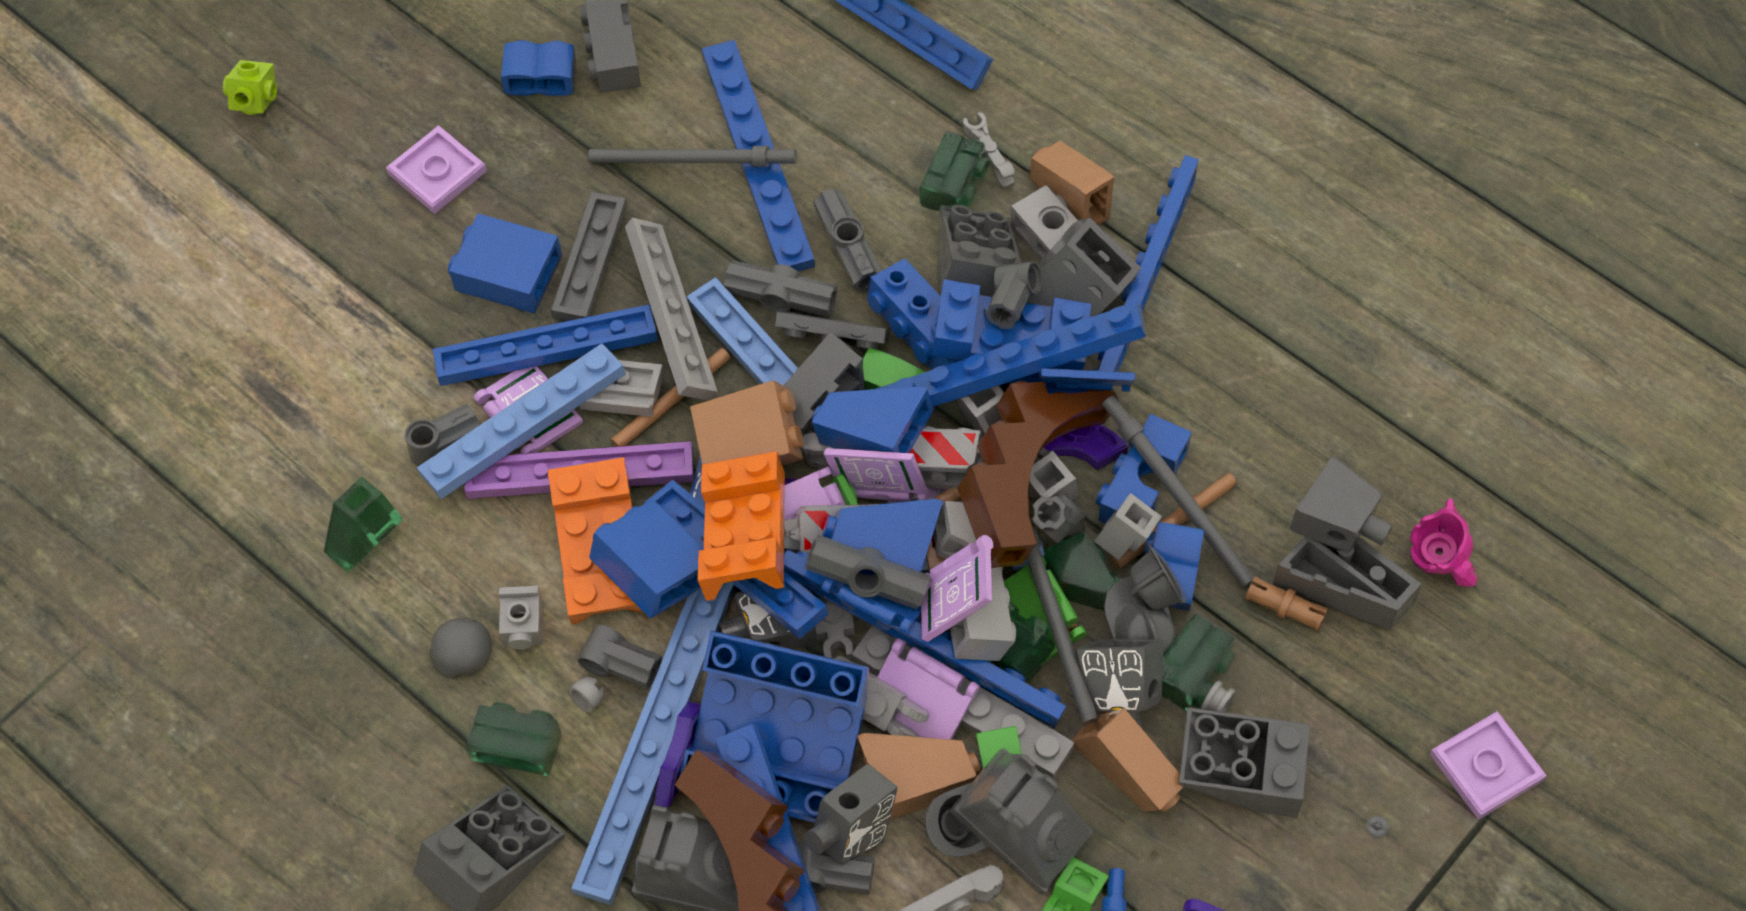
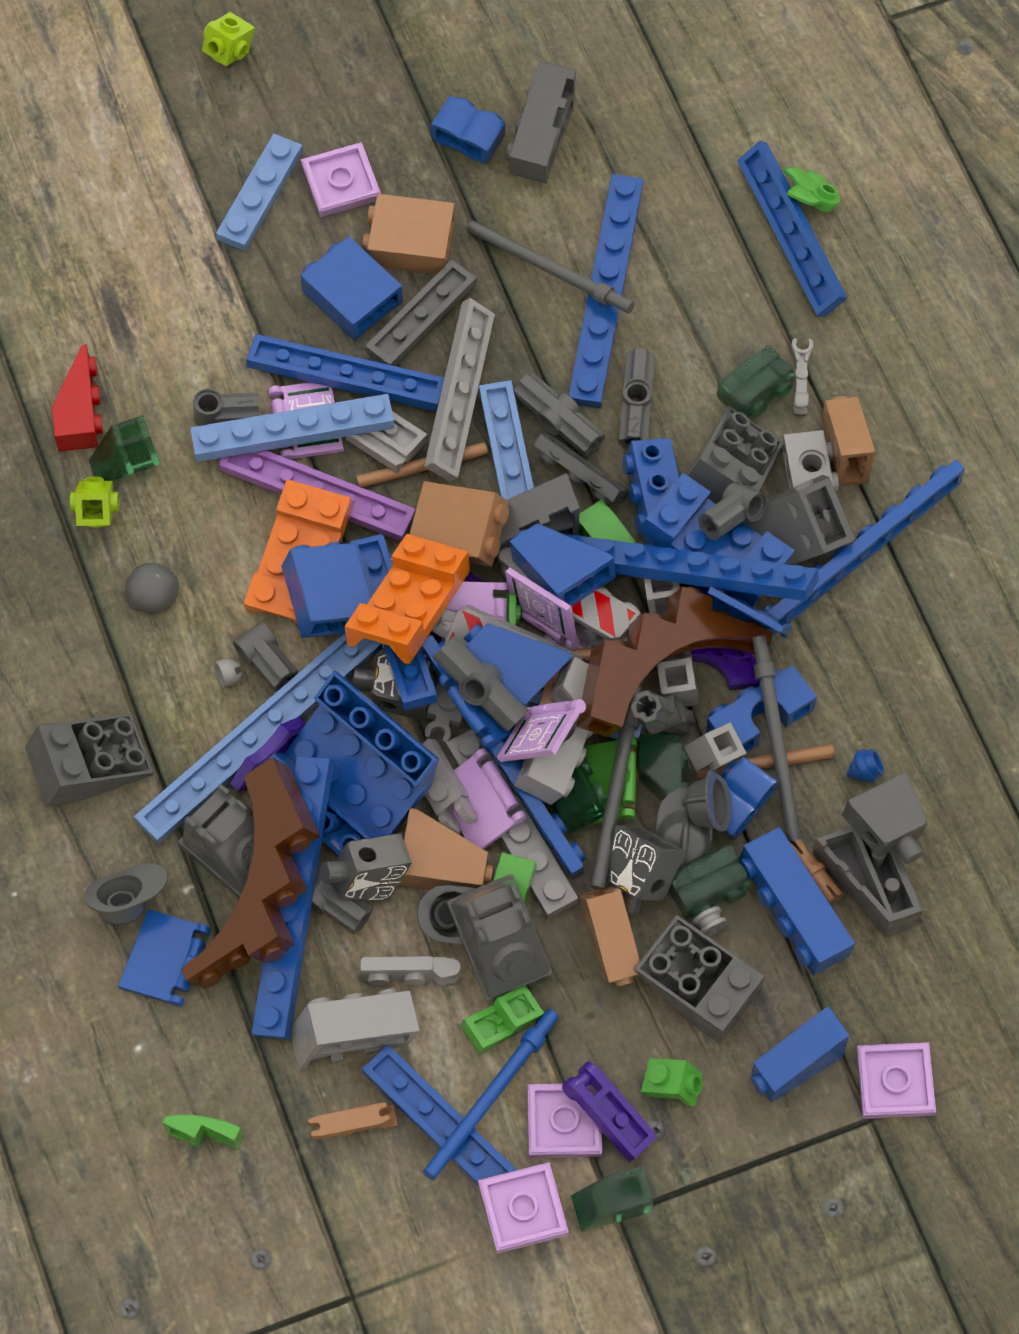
camera: 25 degrees right, 5 degrees up
(282, 505) = (74, 407): none -> slope
(360, 217) = (259, 192): none -> medium blue plate
(363, 598) = (92, 512): none -> lime brick
(514, 738) = (153, 680): clear green brick -> none
(527, 606) = (209, 599): light grey brick -> none
(536, 185) = (410, 233): none -> medium nougat brick
(1273, 478) = (866, 766): none -> blue plate
(1276, 877) = (672, 1080): none -> bright green bracket
(1291, 638) = (796, 902): none -> blue brick
(1389, 785) = (800, 1055): none -> blue slope
(1446, 533) = (972, 878): dark pink hair -> none

